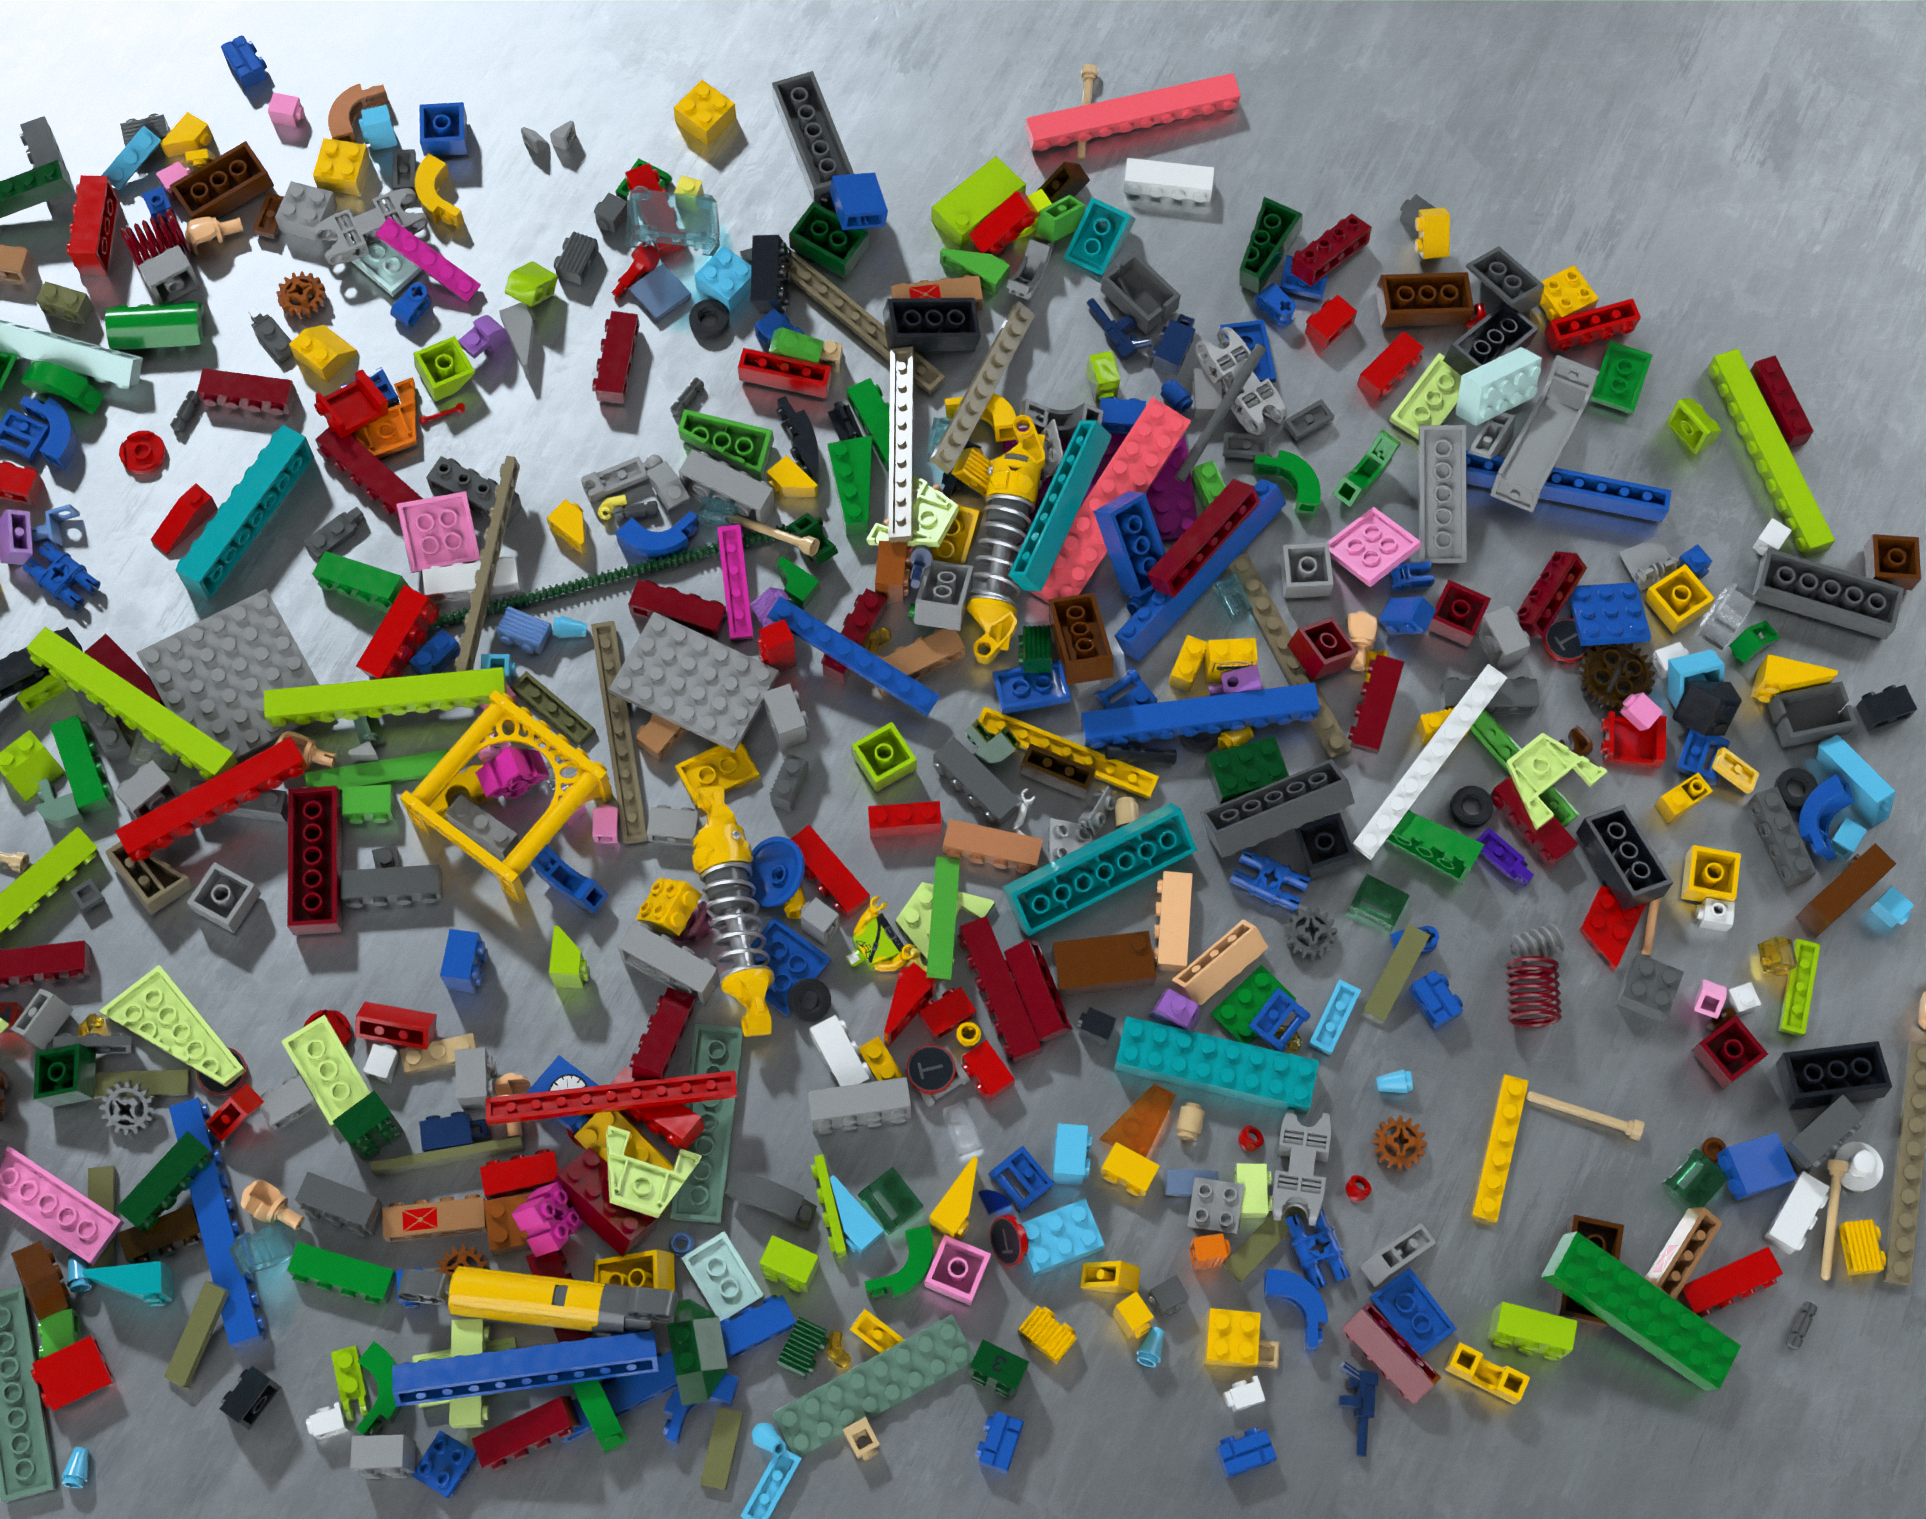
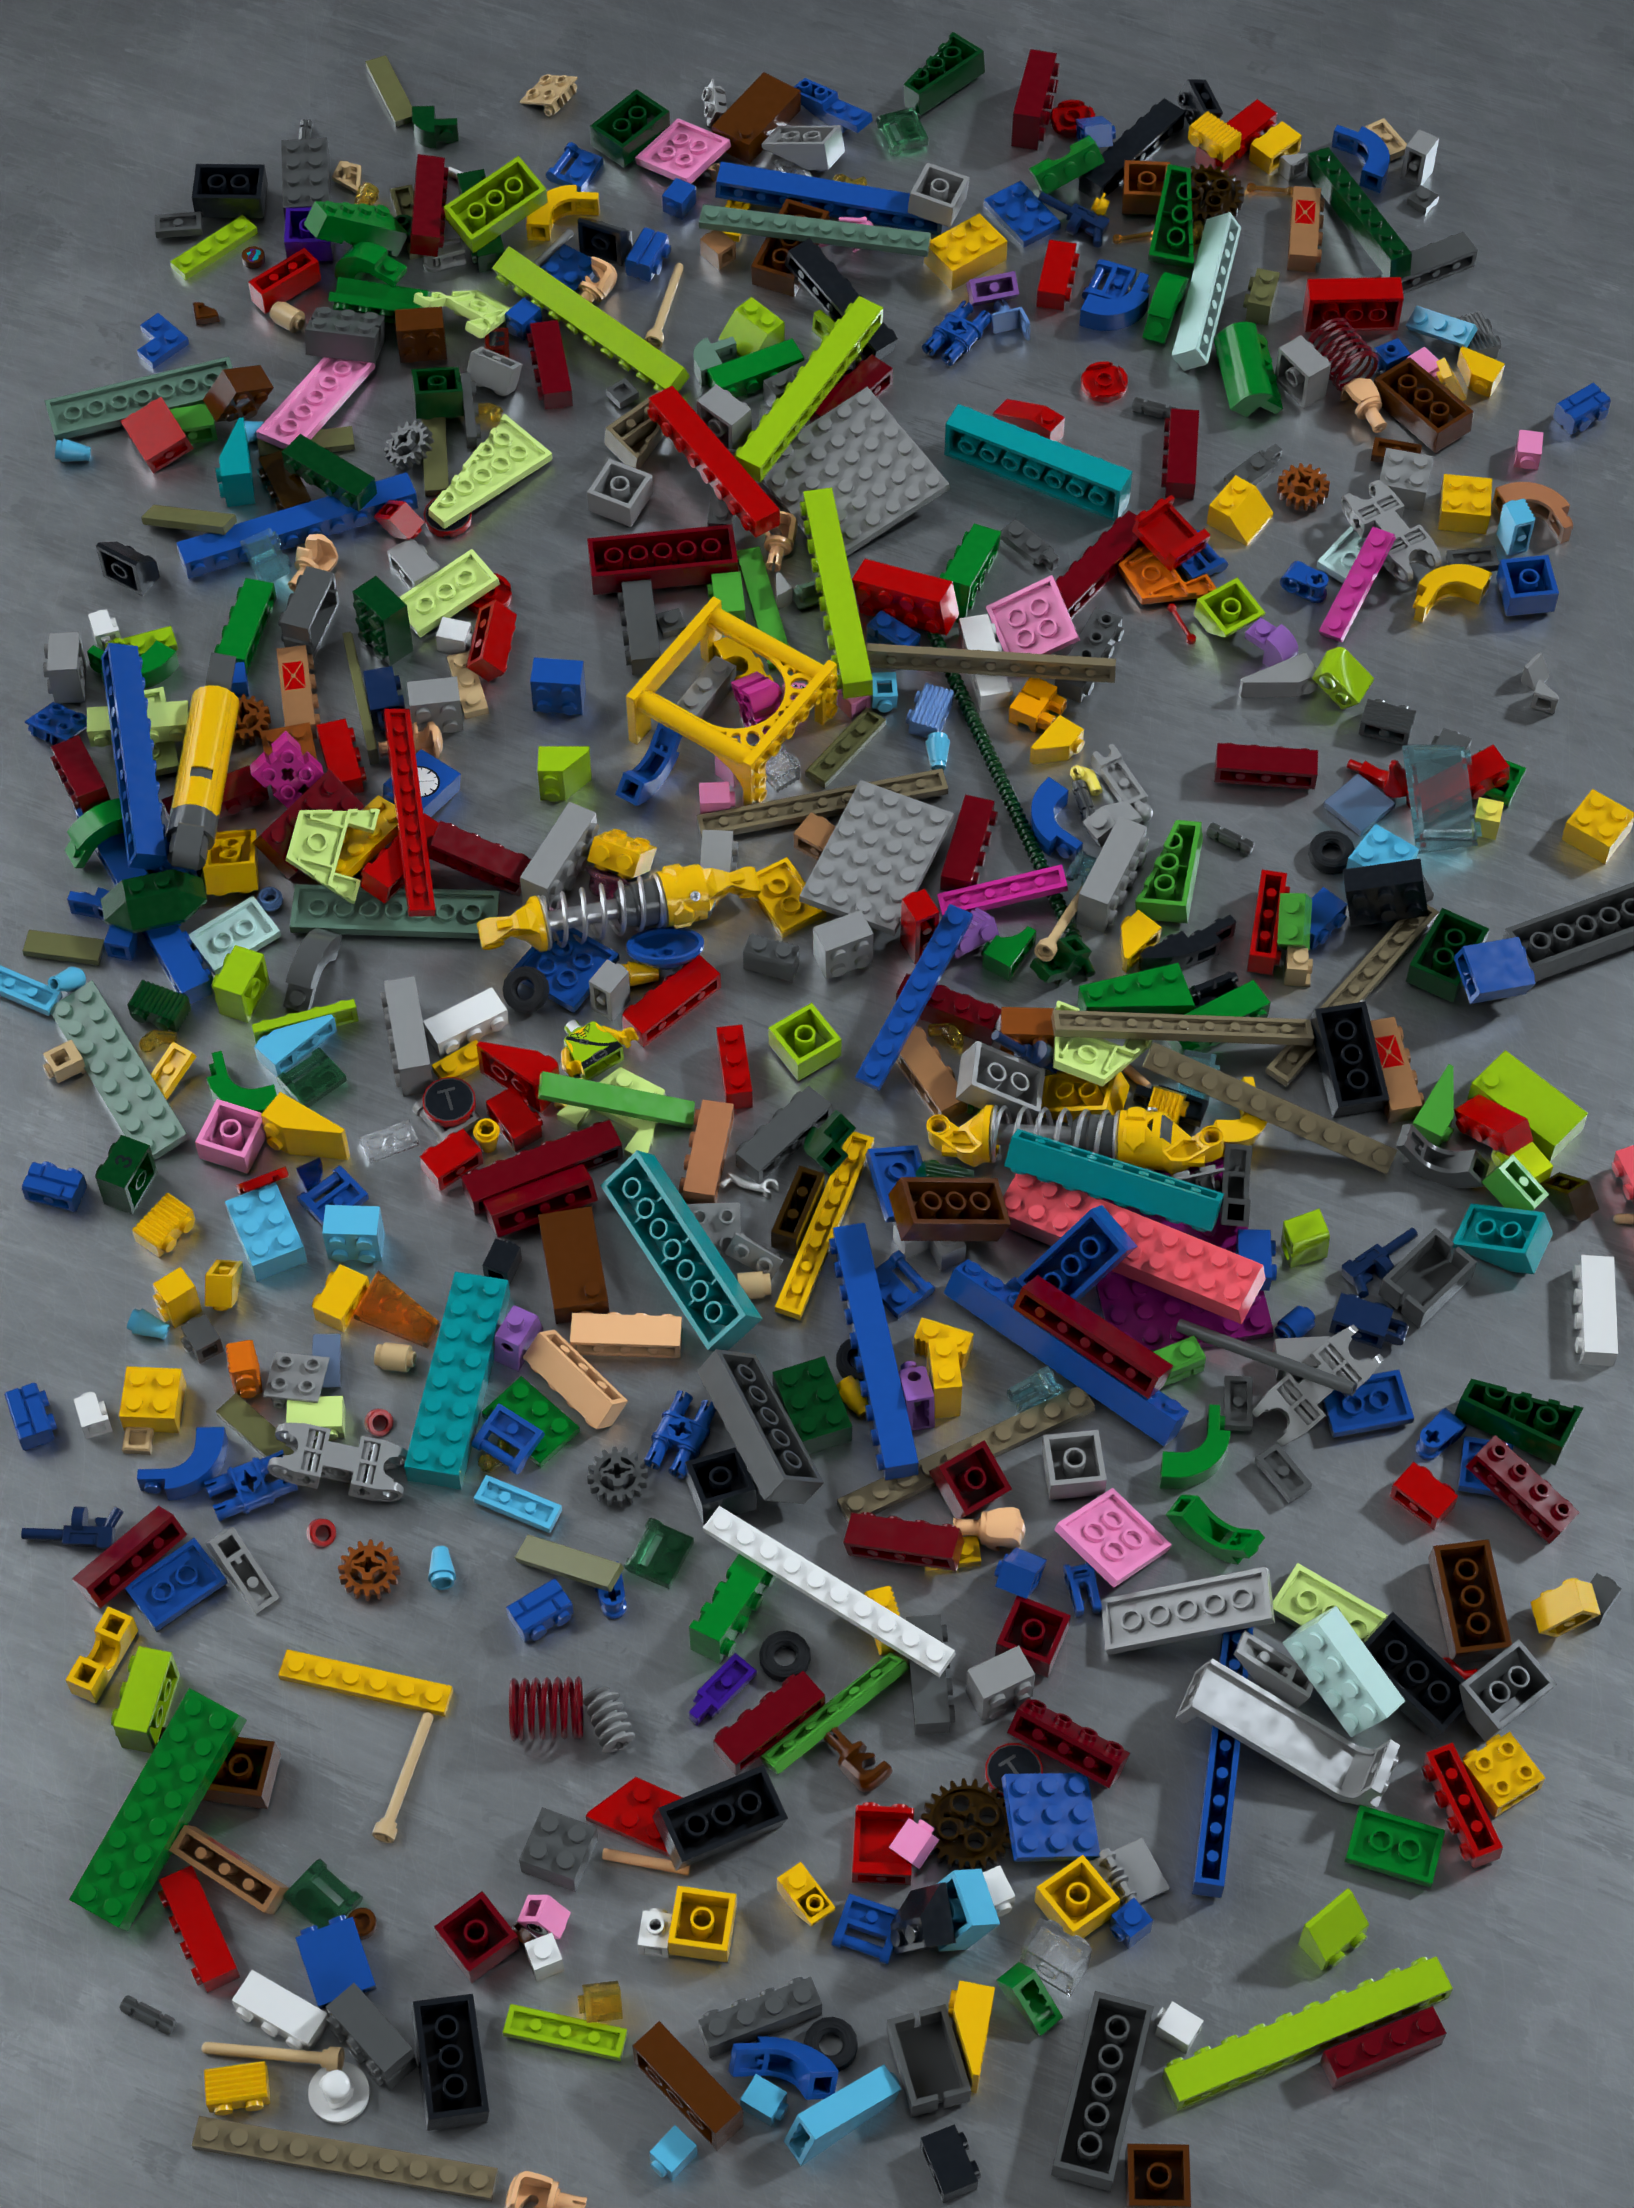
camera: 90 degrees right, 10 degrees down
(525, 541) = (1035, 703): none -> light orange hips
(1130, 753) = (824, 1283): black pin -> none
(1391, 366) = (1370, 1565): red brick -> none
(1540, 767) = (829, 1719): yellowish green wing -> none
(1735, 770) = (847, 1963): yellow plate -> none

